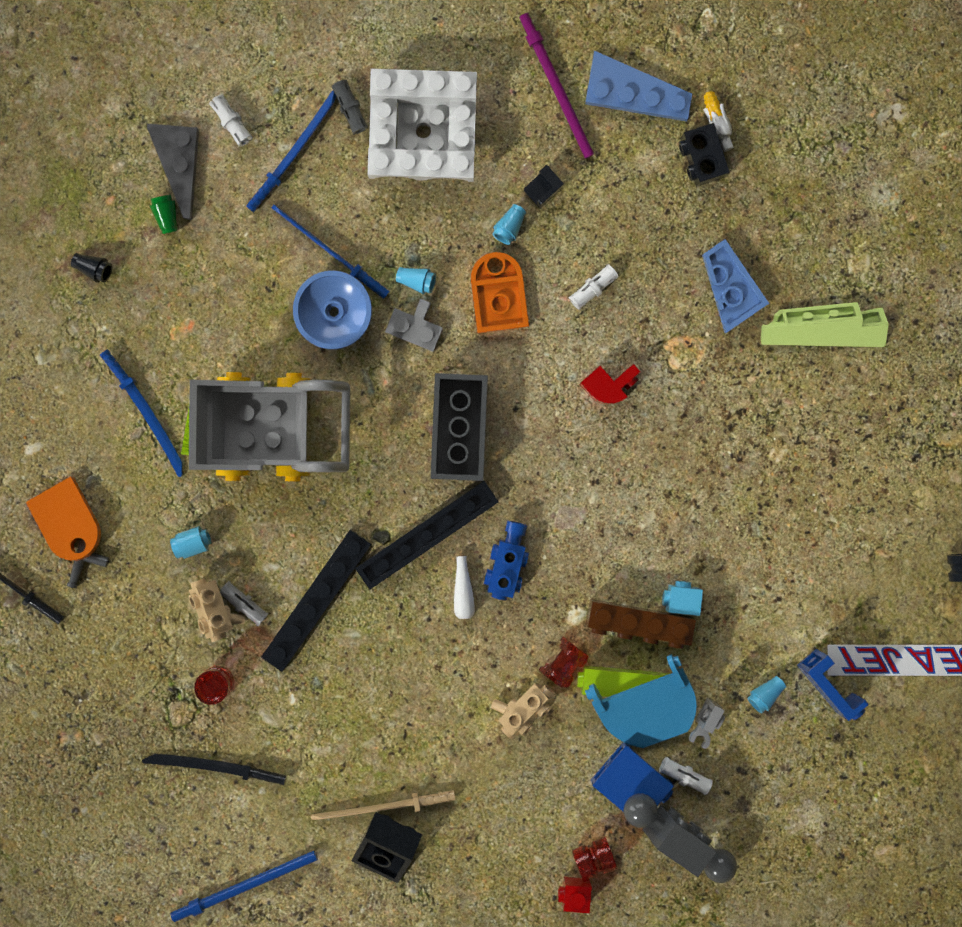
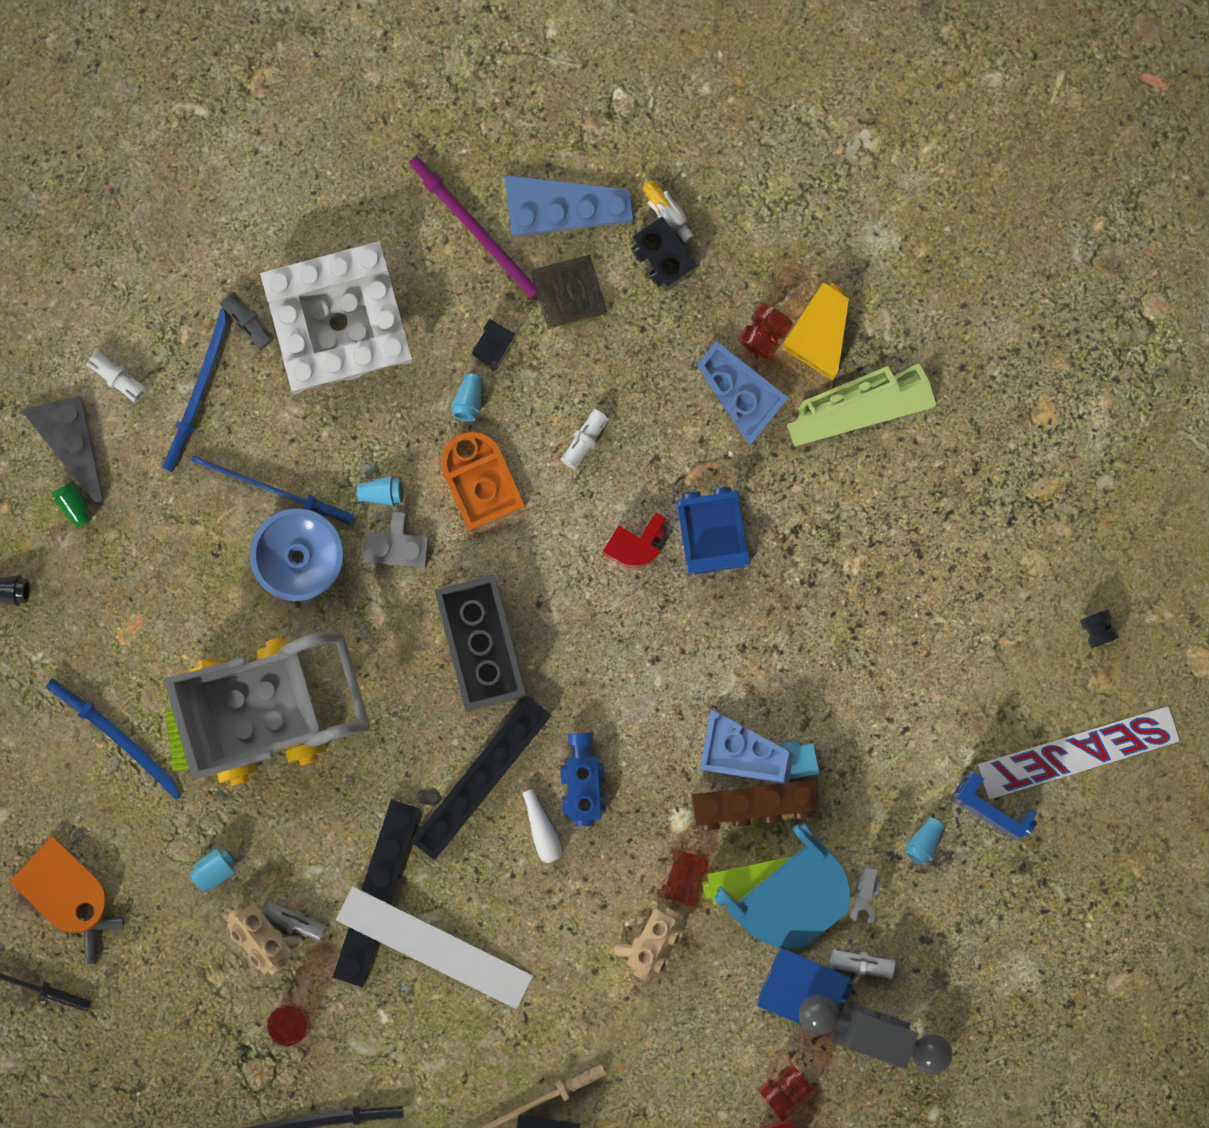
camera: 30 degrees left, 5 degrees down
(348, 658) = (434, 947): none -> white sticker
(617, 162) = (569, 292): none -> clear smoke tile
(644, 580) = (743, 753): none -> medium blue wing
(673, 393) = (712, 531): none -> blue panel
(760, 249) = (759, 340): none -> clear red wheel
(812, 257) = (820, 331): none -> yellow slope

